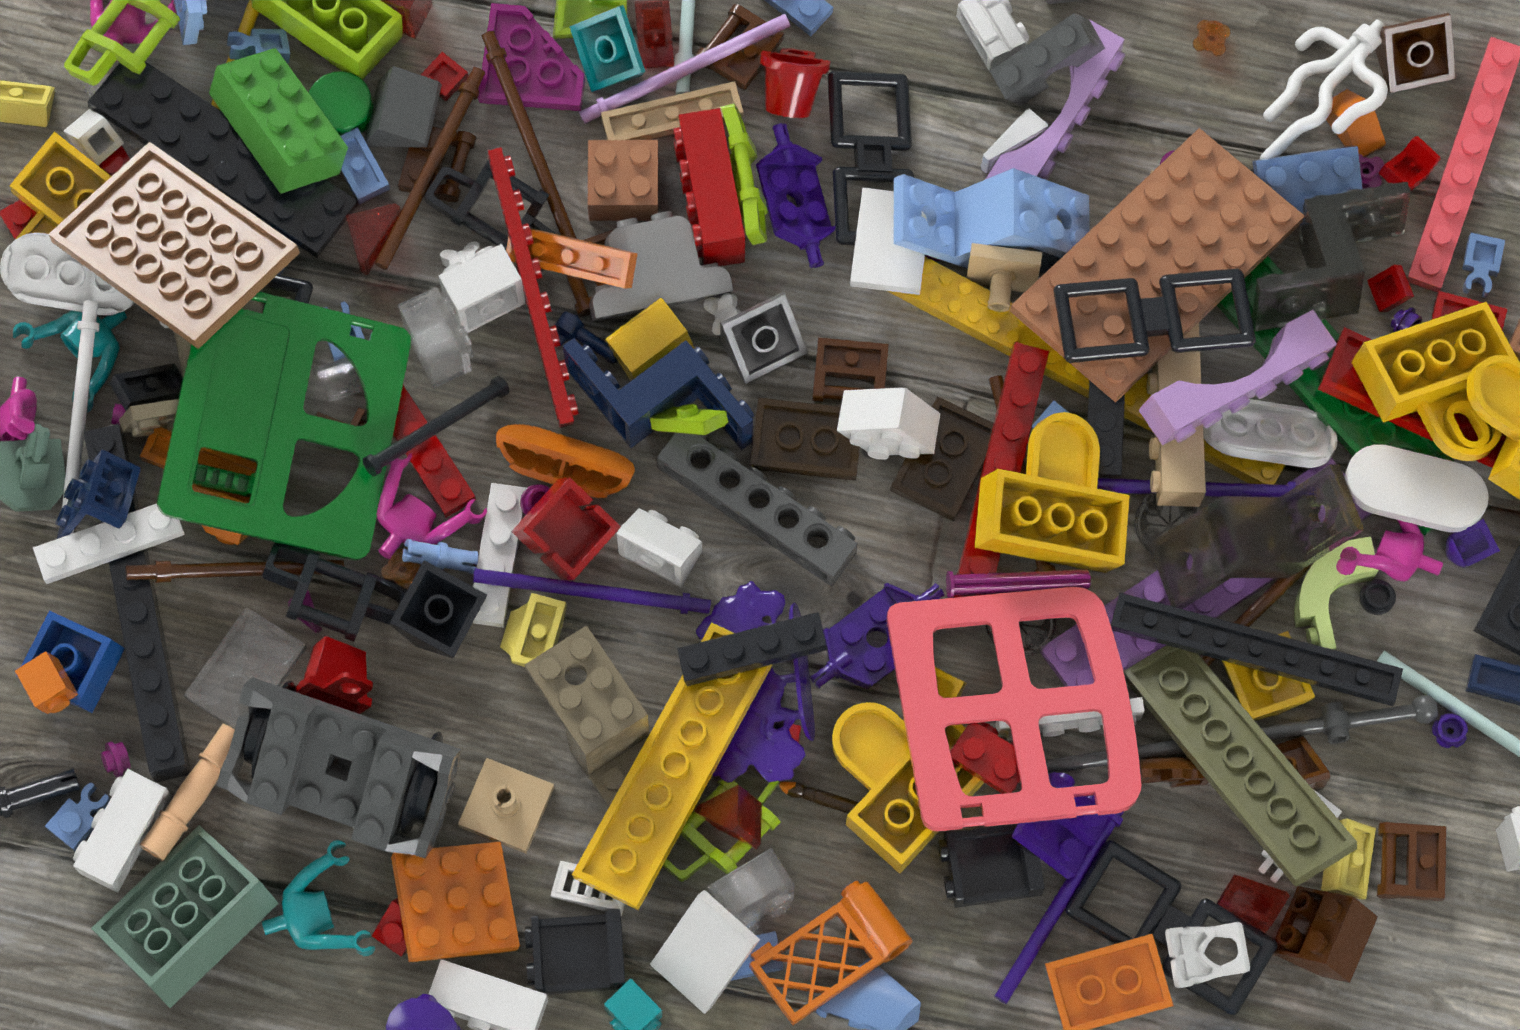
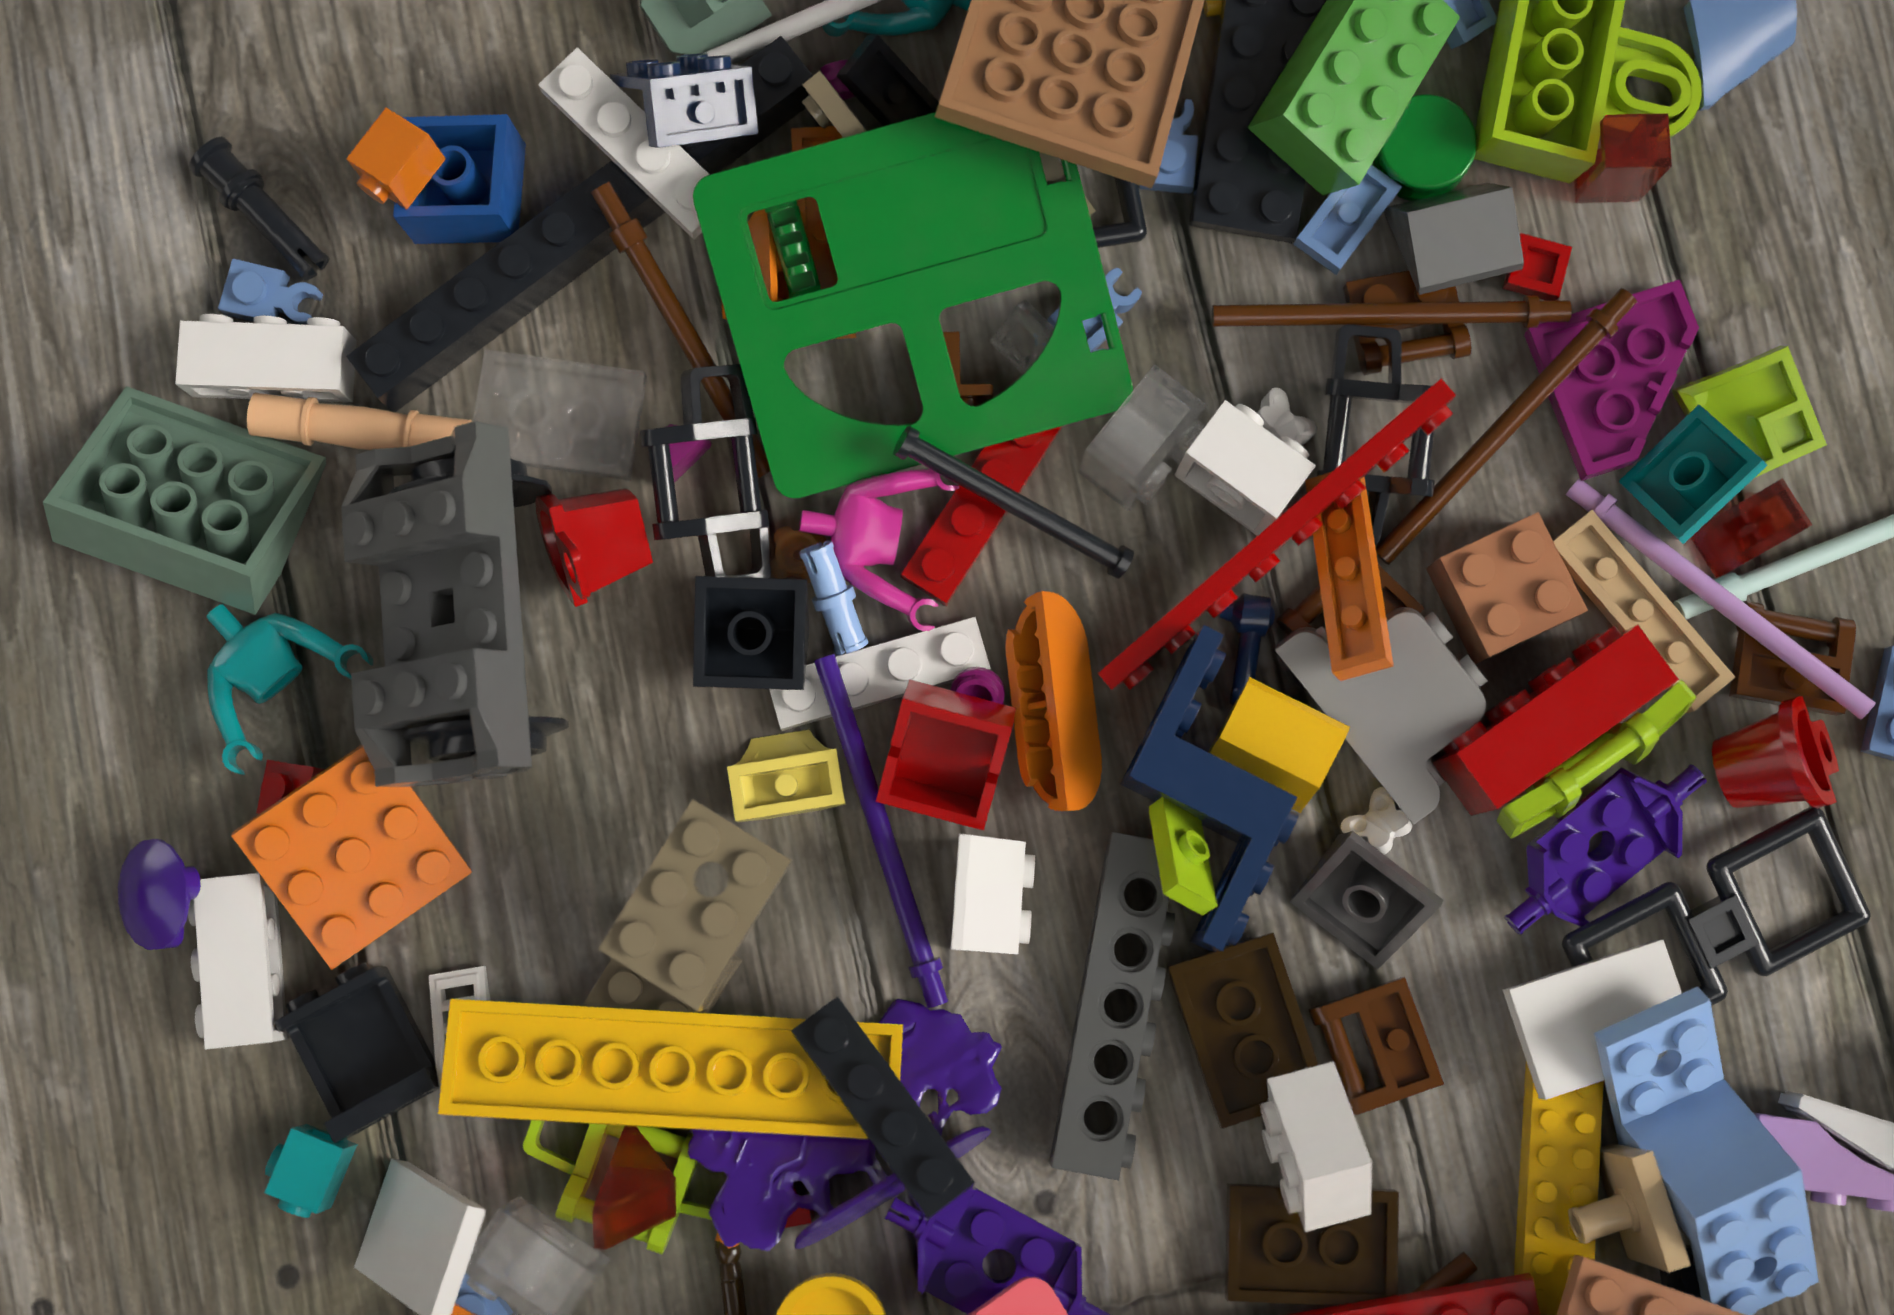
camera: 65 degrees right, 10 degrees up
(115, 758) = (361, 304): magenta plate -> none
(370, 231) = (1255, 277): clear red slope -> none
(506, 805) = (529, 854): tan tile -> none

